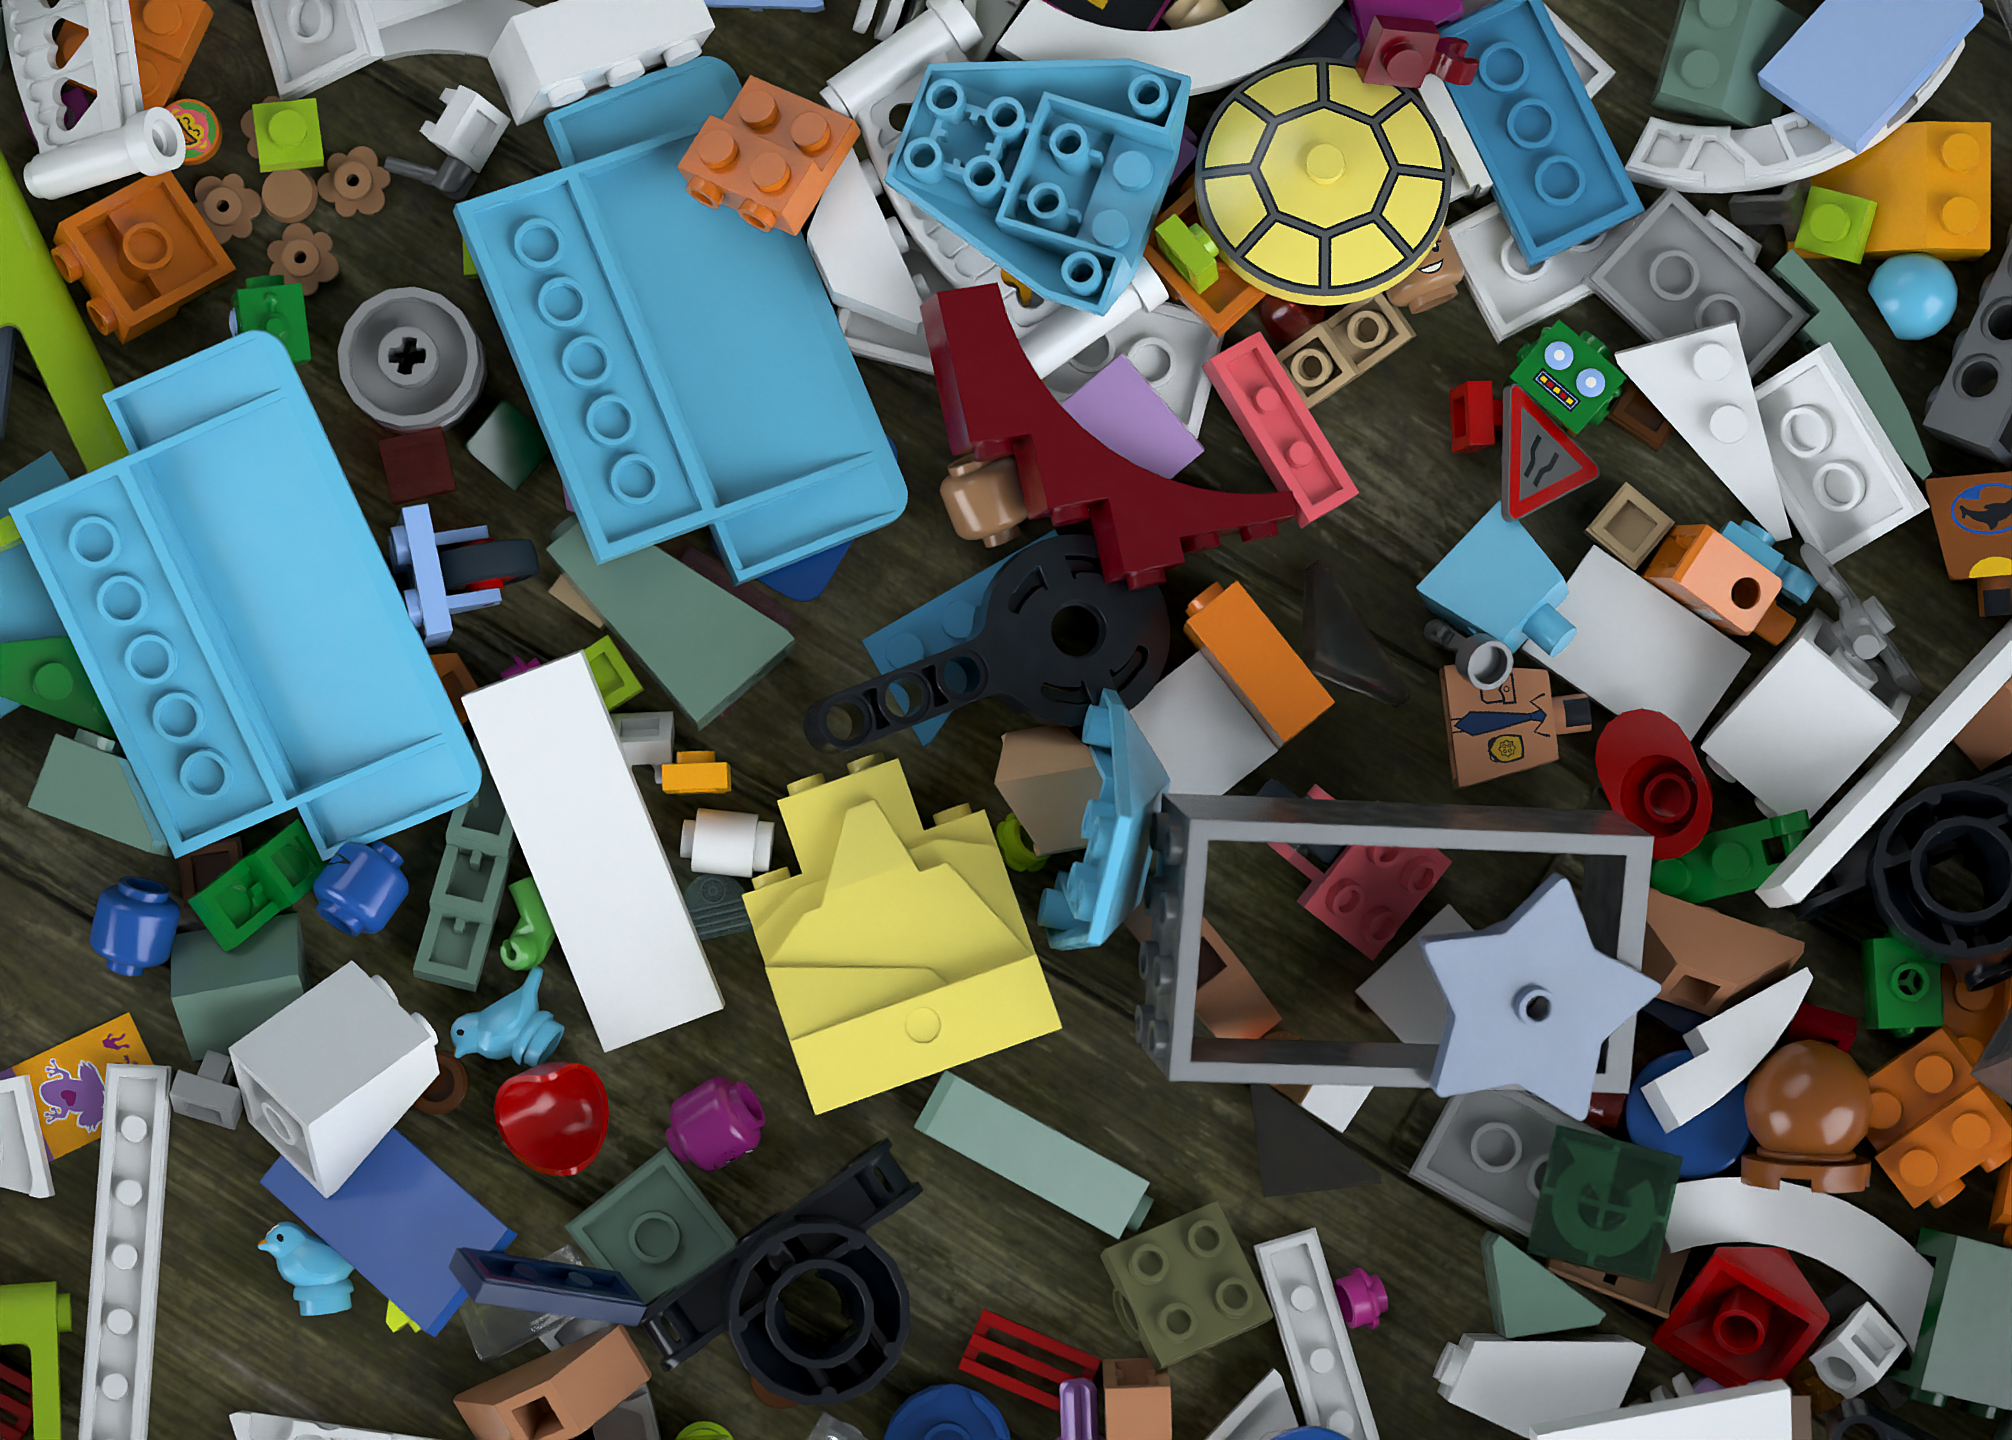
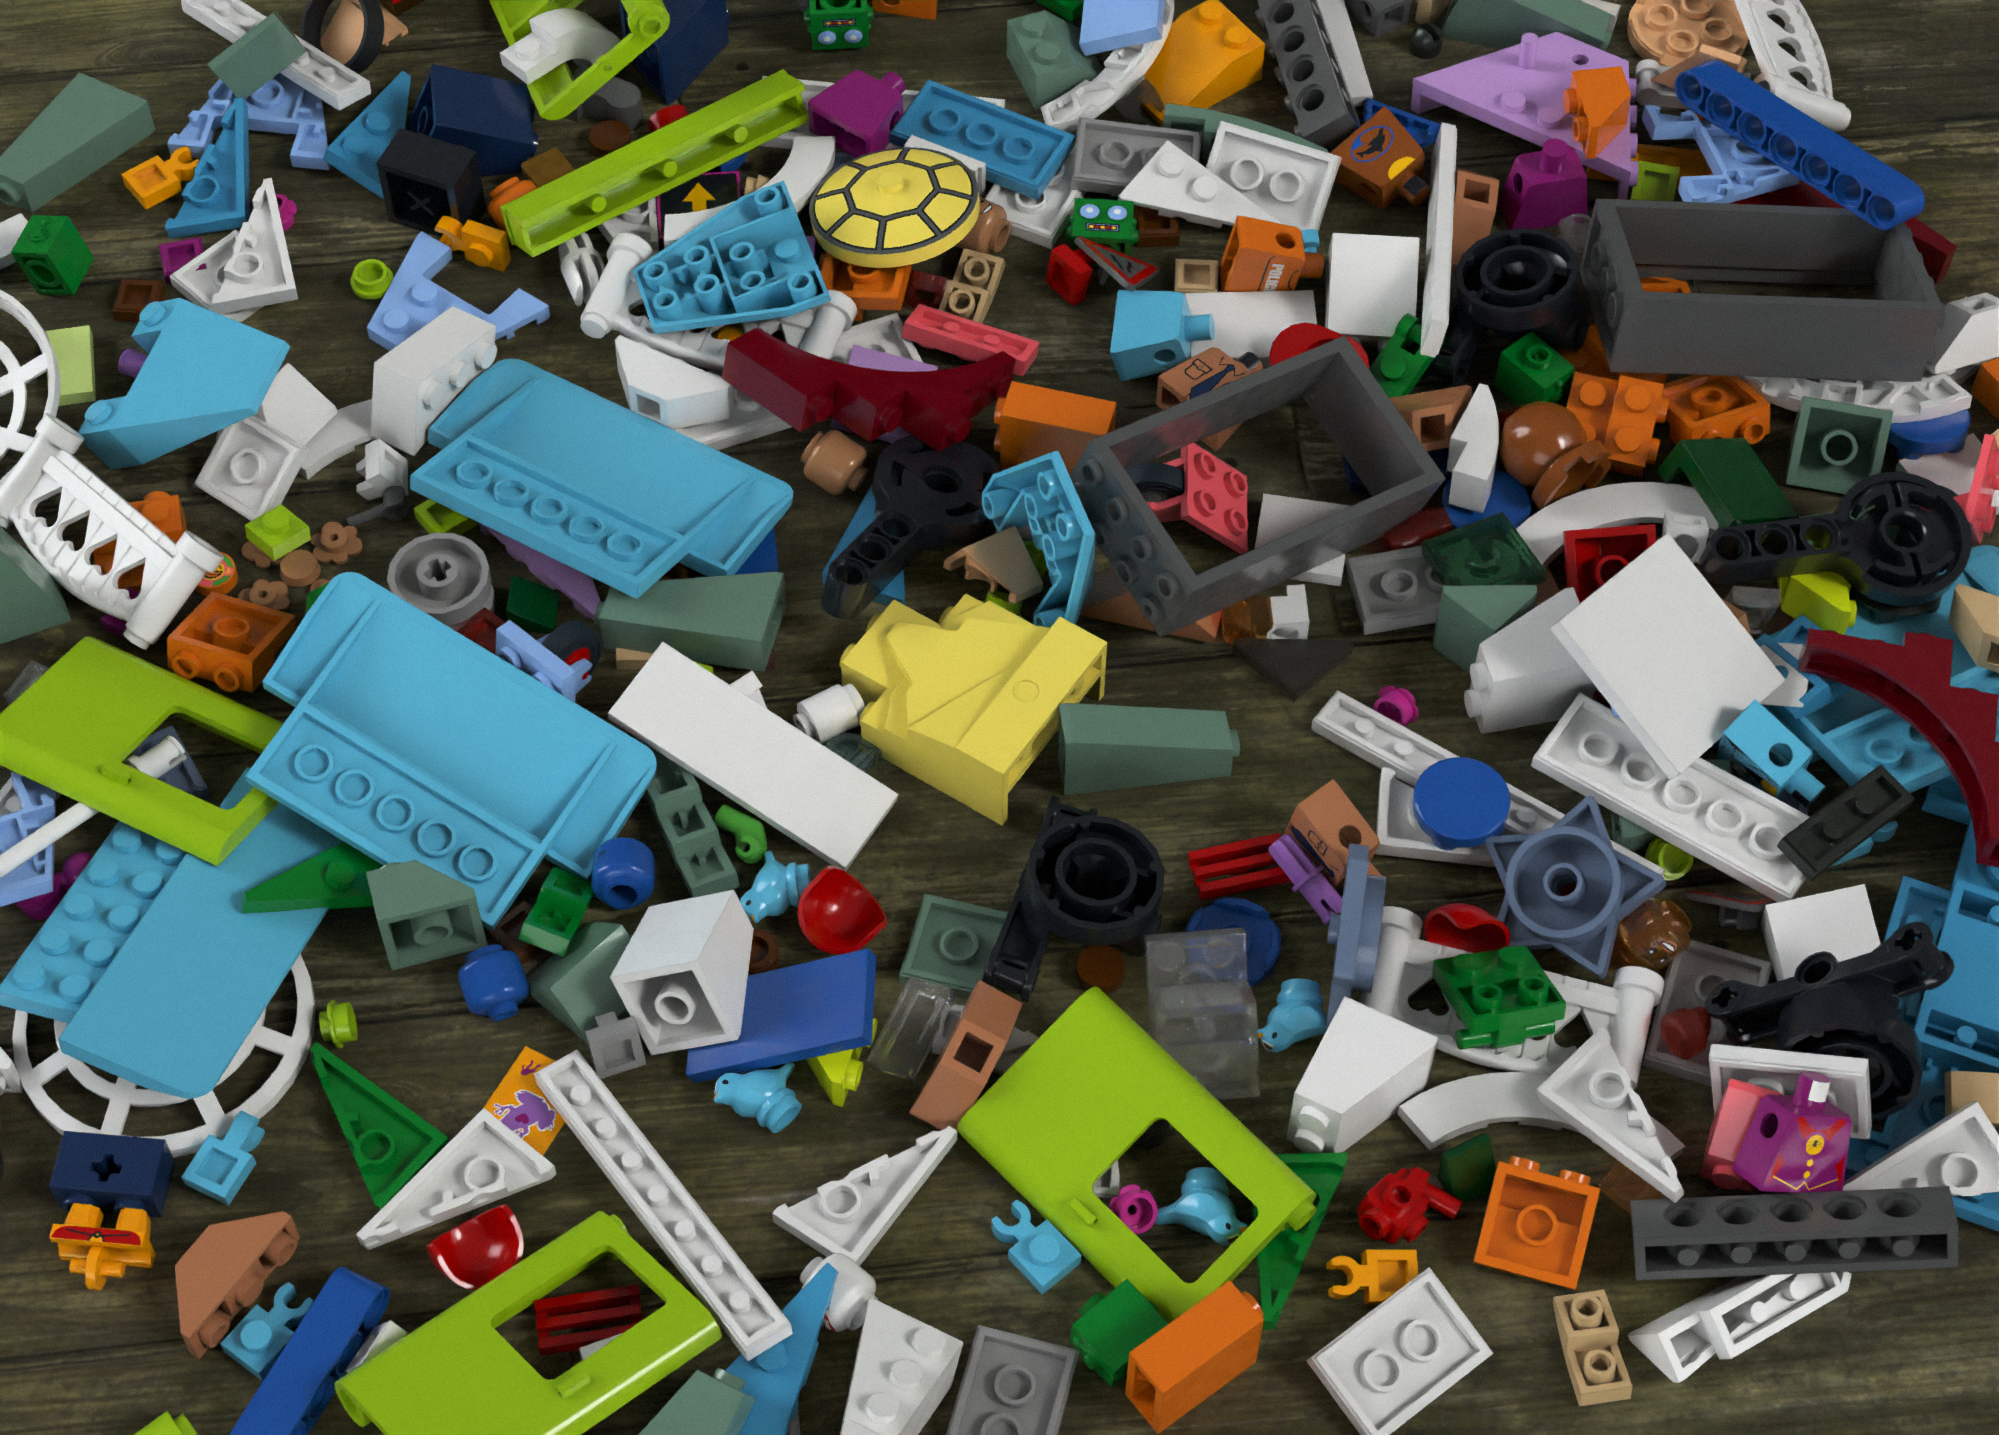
camera: 40 degrees left, 30 degrees down
(546, 1286) = (918, 968): dark blue tile -> none
(696, 774) = (783, 677): light orange plate -> none
(715, 1123) = (944, 856): magenta head -> none
(768, 156) = (576, 365): orange plate -> none
(1184, 1286) = (1291, 759): olive plate -> none
(1189, 251) = (850, 268): lime plate -> none
(1404, 49) = (888, 126): dark red plate -> none
(1479, 658) = (1174, 352): dark grey piece -> none
(1496, 972) = (1353, 442): plate -> none
(1835, 224) = (1178, 84): lime plate -> none
(1861, 624) = (1356, 222): light grey piece -> none
(1914, 294) = (1245, 92): medium azure piece -> none

